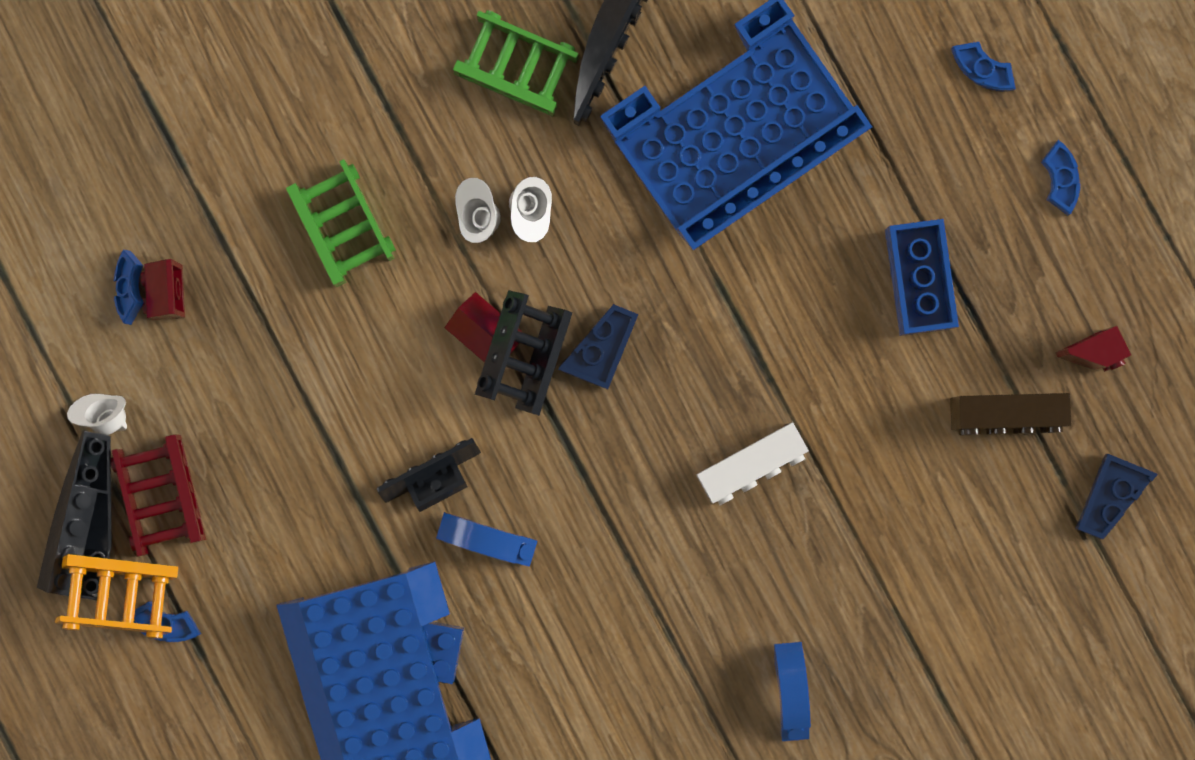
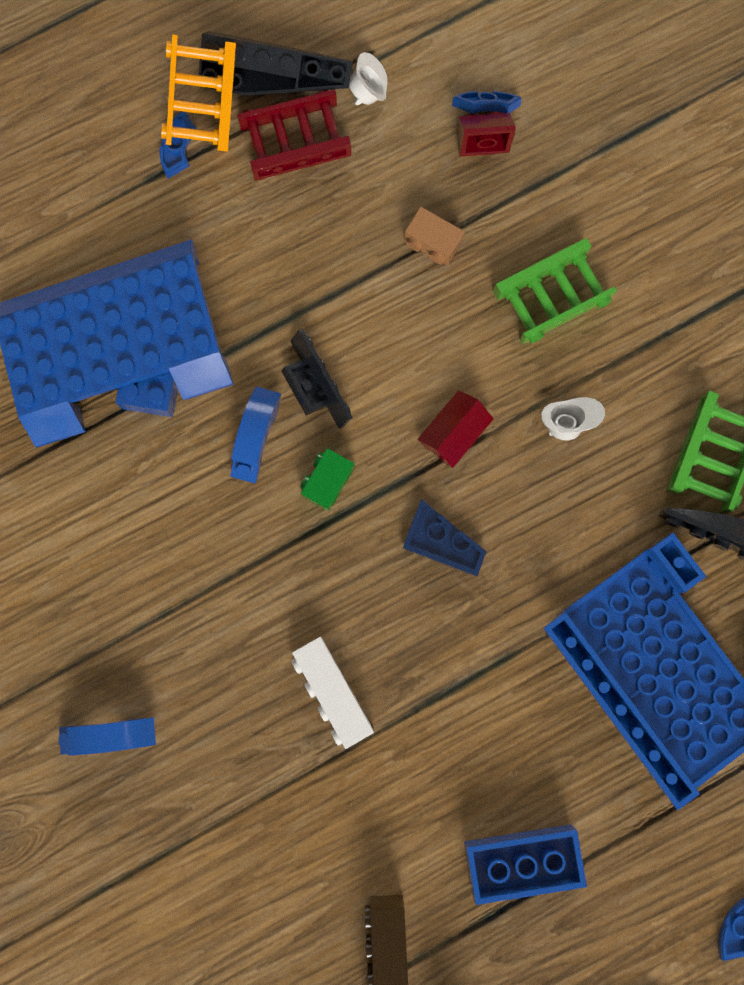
camera: 90 degrees right, 5 degrees down
(277, 348) = (433, 236): none -> medium nougat brick
(530, 209) = (576, 468): white piece -> none
(535, 465) = (327, 479): none -> green brick
(543, 359) = (428, 484): black fence -> none

